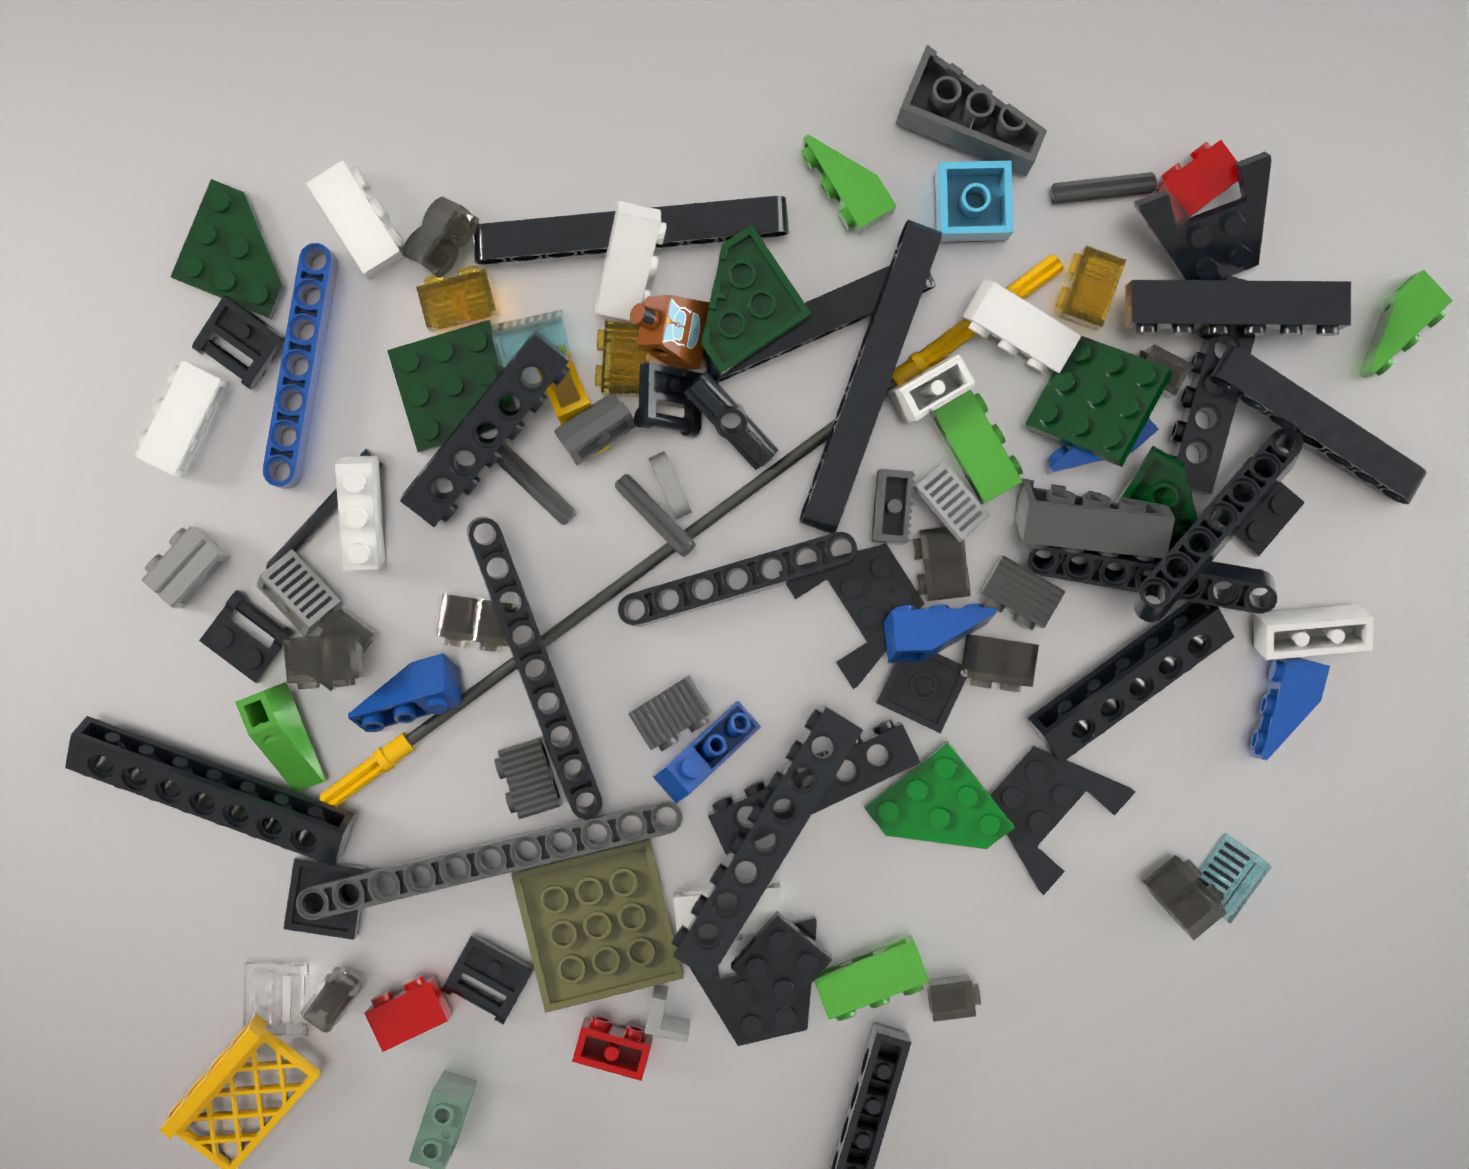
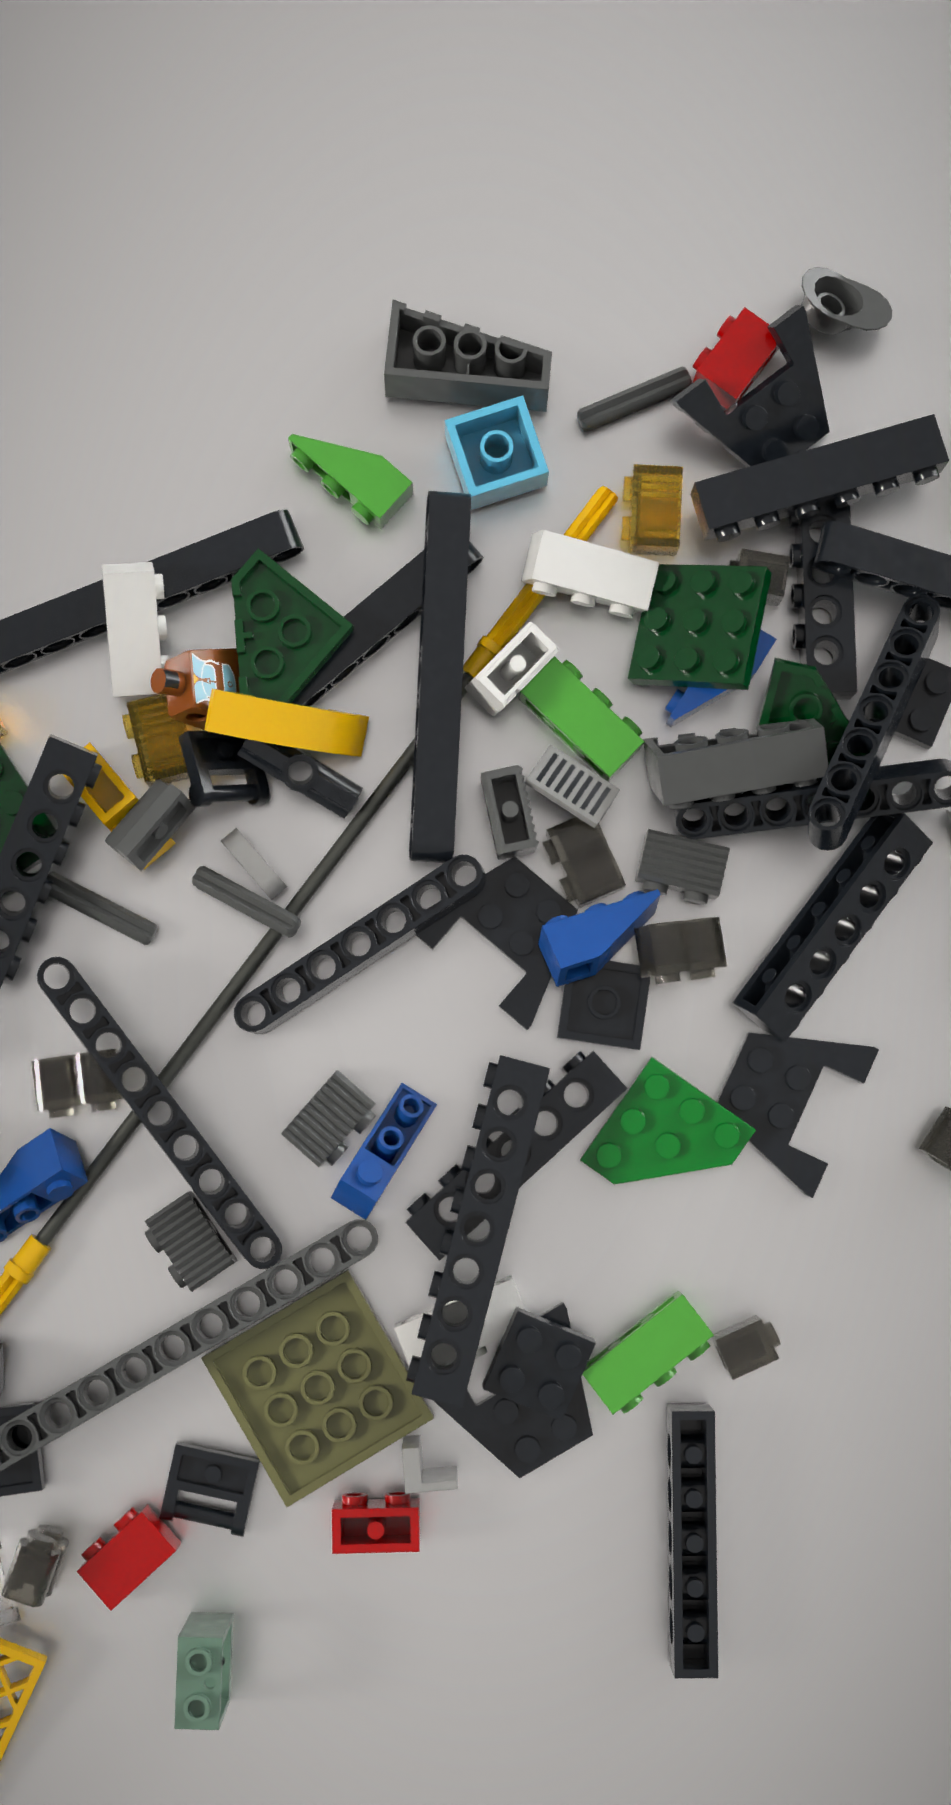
camera: 25 degrees left, 5 degrees down
(511, 335) = (26, 751): clear light blue panel -> none
(731, 379) = (286, 723): none -> yellow slope
(1303, 158) = (842, 304): none -> dark grey piece

